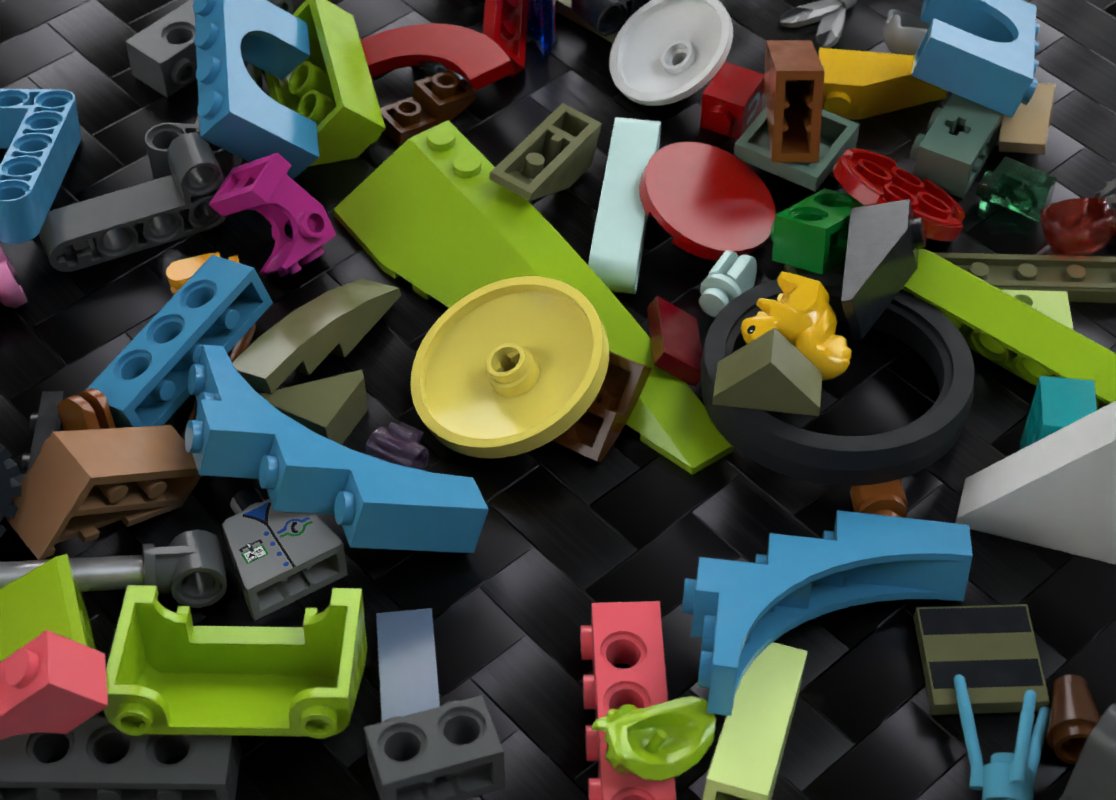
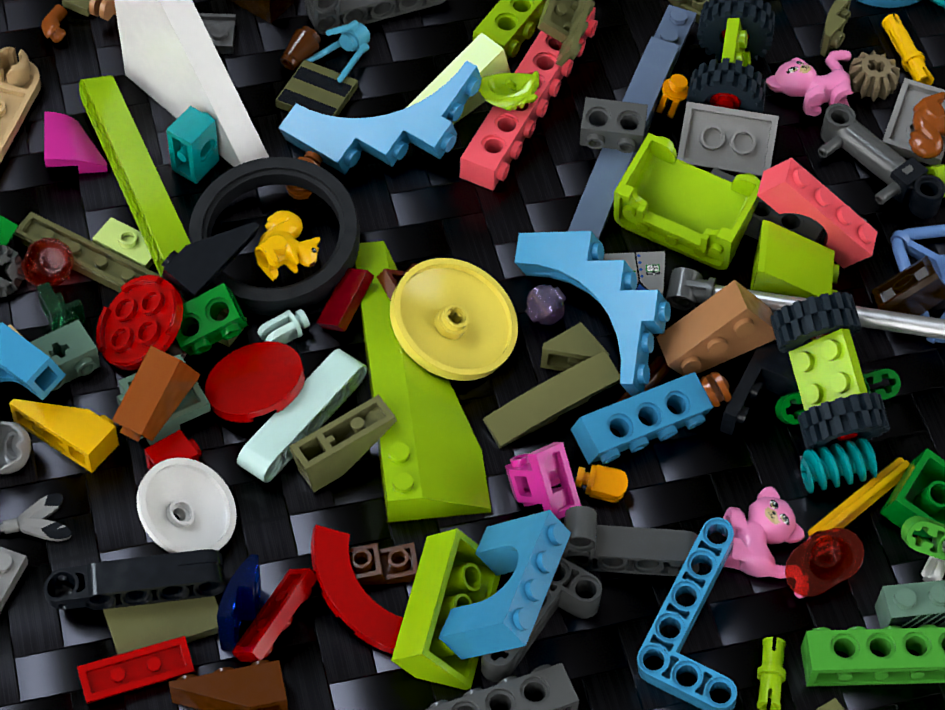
camera: 155 degrees left, 5 degrees up
(769, 377) = (331, 215): olive slope -> none

